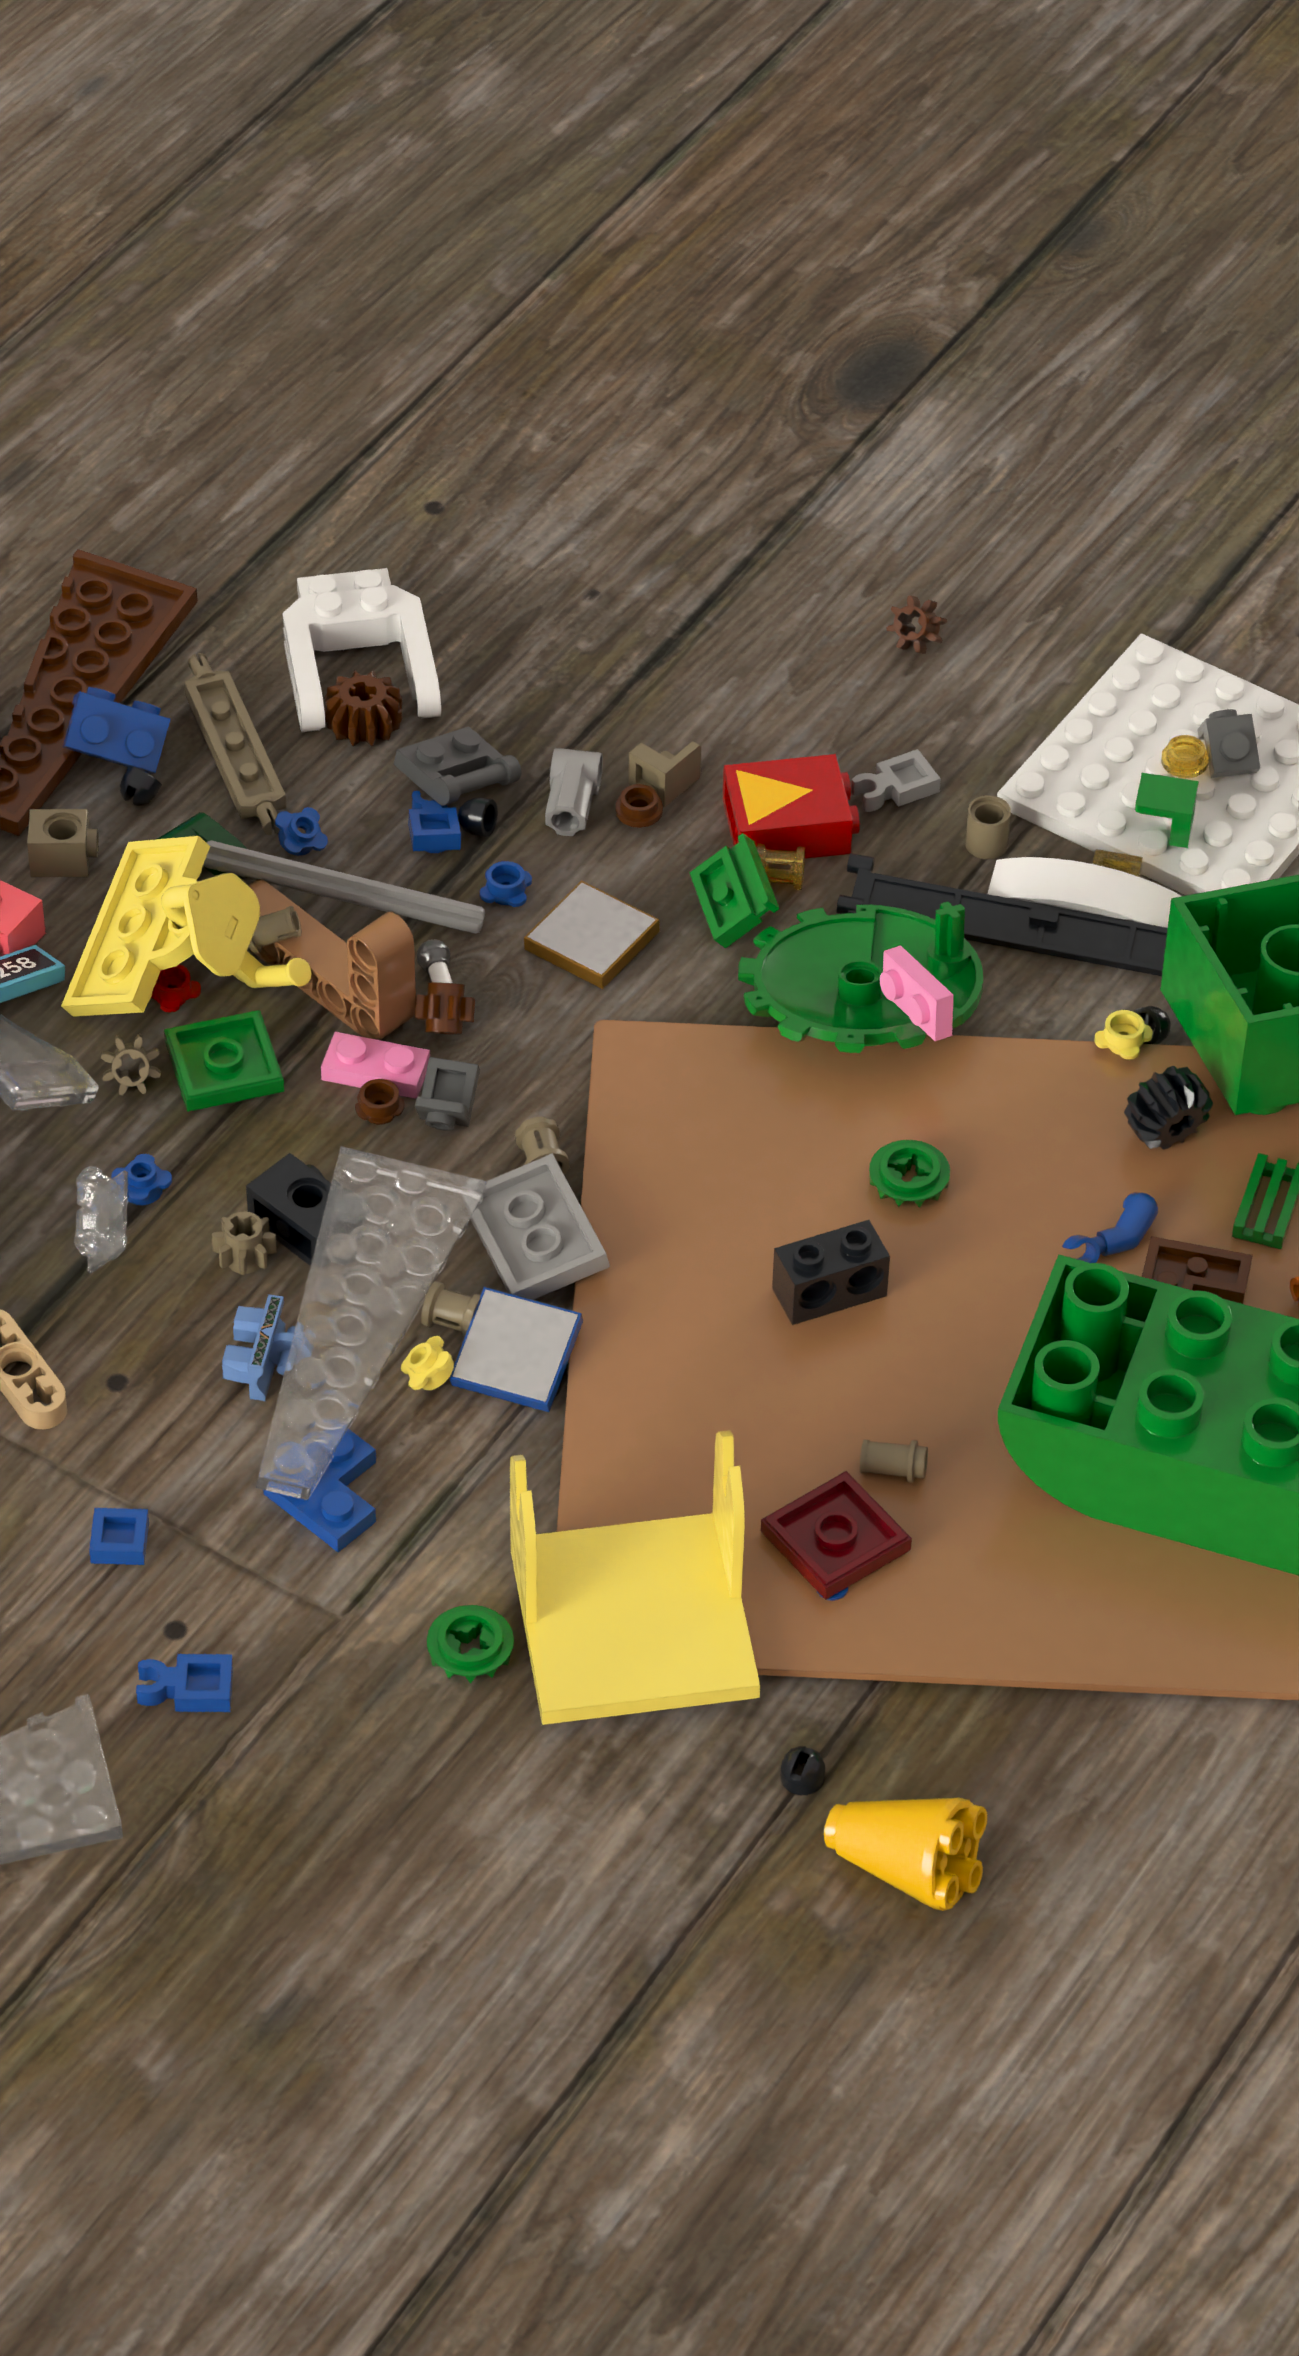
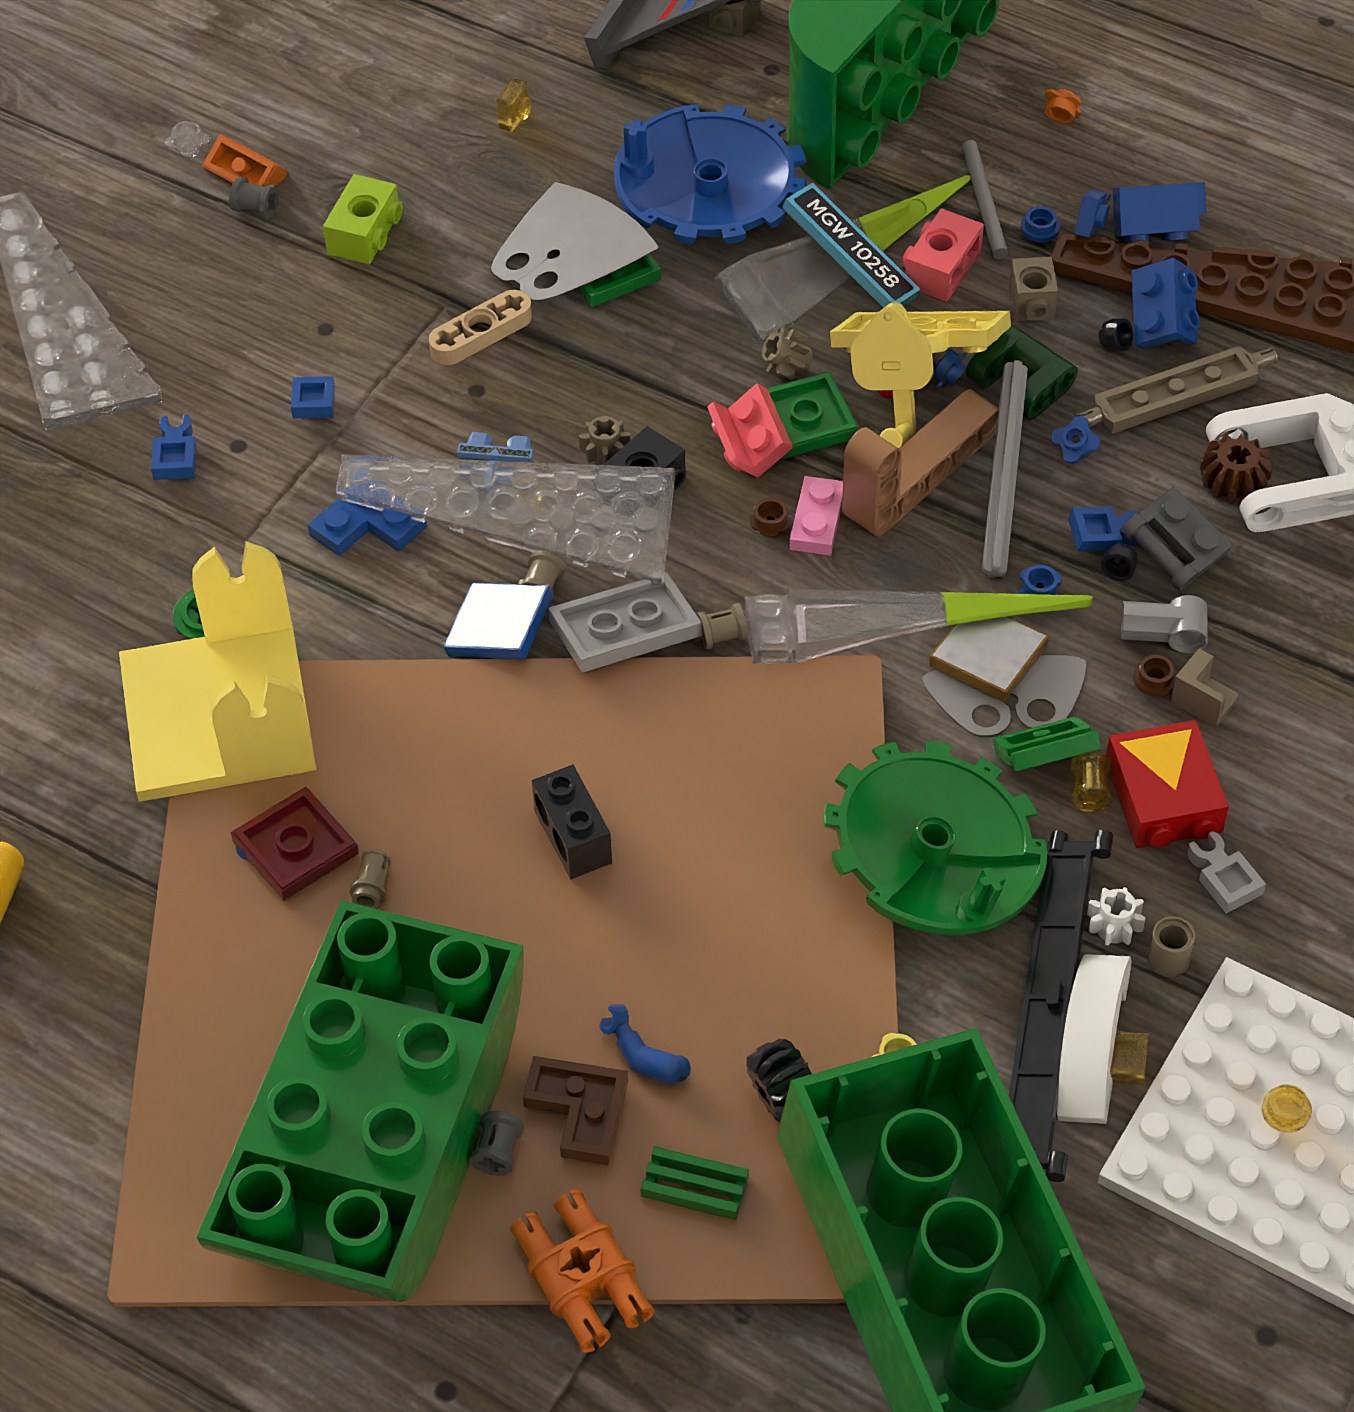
camera: 90 degrees right, 5 degrees up
(102, 1217) = (641, 350): clear hinge -> none
(144, 1180) = (674, 379): blue plate -> none
(250, 1101) = (751, 431): none -> coral bracket
(275, 928) = (928, 407): dark tan pin -> none
(428, 1365) = (482, 566): light yellow plate -> none
(435, 959) = (941, 542): flat silver piece -> none
(444, 1008) = (873, 546): reddish brown gear -> none
(448, 1093) = (776, 559): dark grey bracket -> none
(545, 1046) = (827, 621): none -> clear plate
(647, 968) = (1050, 678): none -> light grey piece
(812, 1775) = (69, 844): black hinge -> none
(896, 1159) = (691, 874): green gear -> none
(917, 993) = (881, 855): bright pink plate -> none
(950, 862) = (1116, 916): none -> white gear
(1169, 799) = (1198, 1084): green panel -> none
(1230, 743) = (1311, 1146): dark grey bracket -> none

